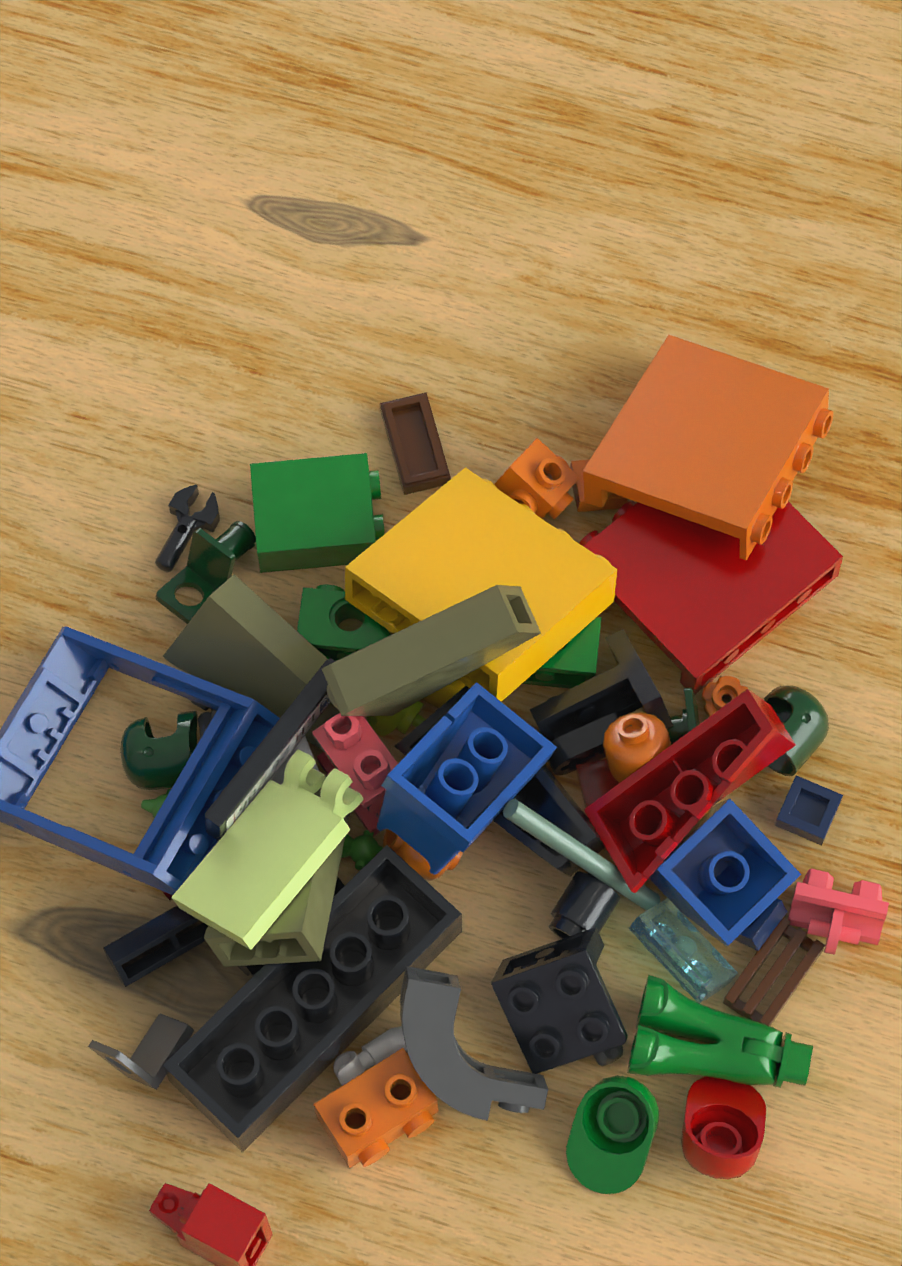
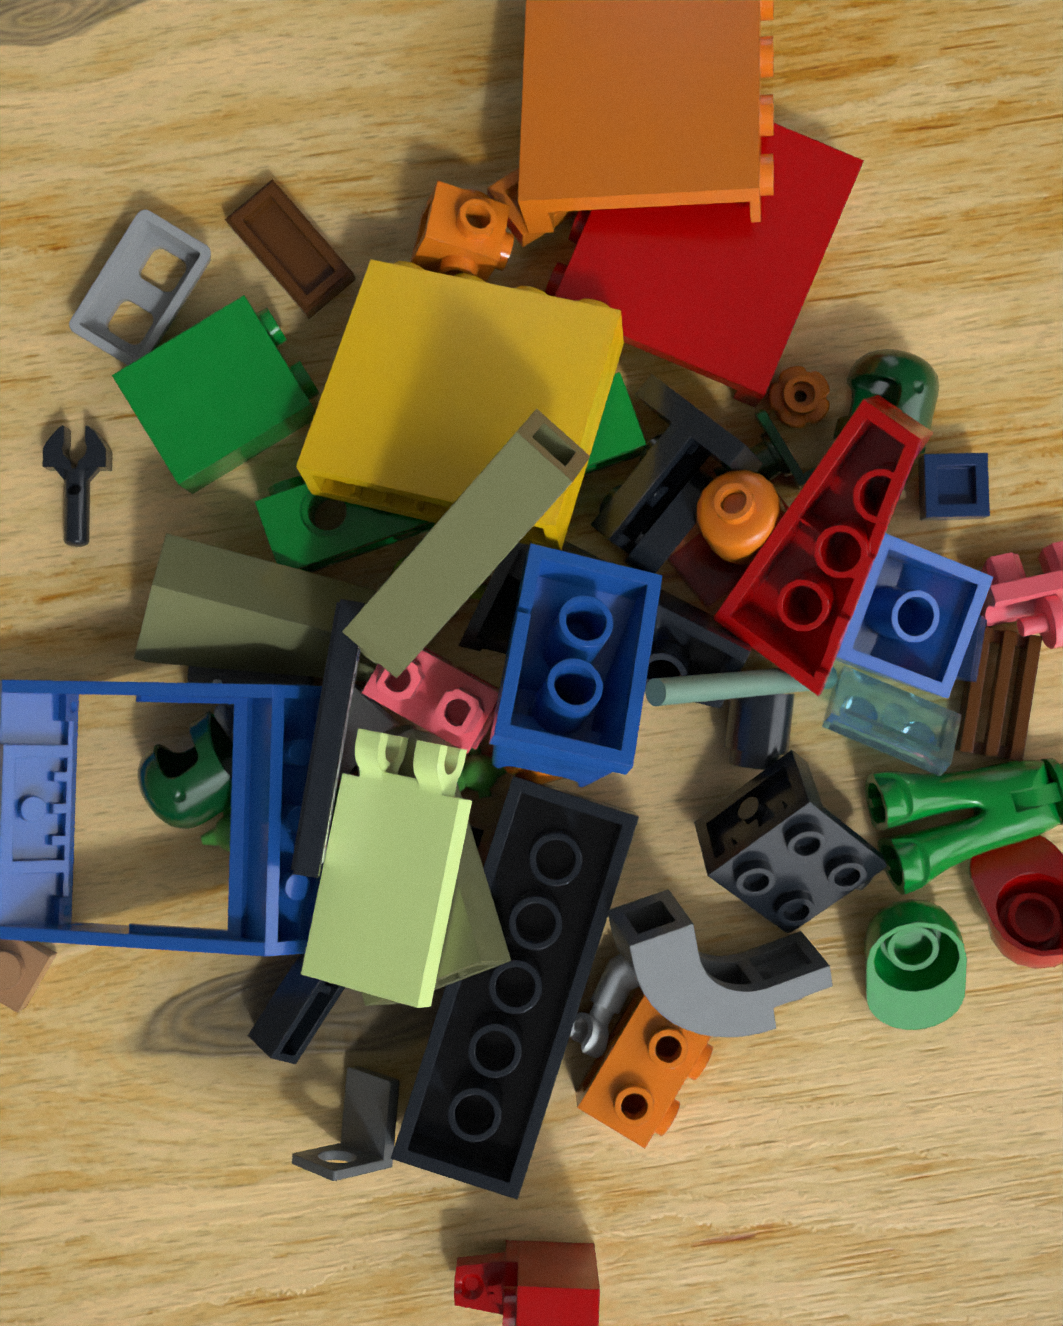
camera: 30 degrees left, 20 degrees up
(207, 567) = (130, 524): dark green bracket -> none
(288, 412) = (122, 282): none -> light grey piece

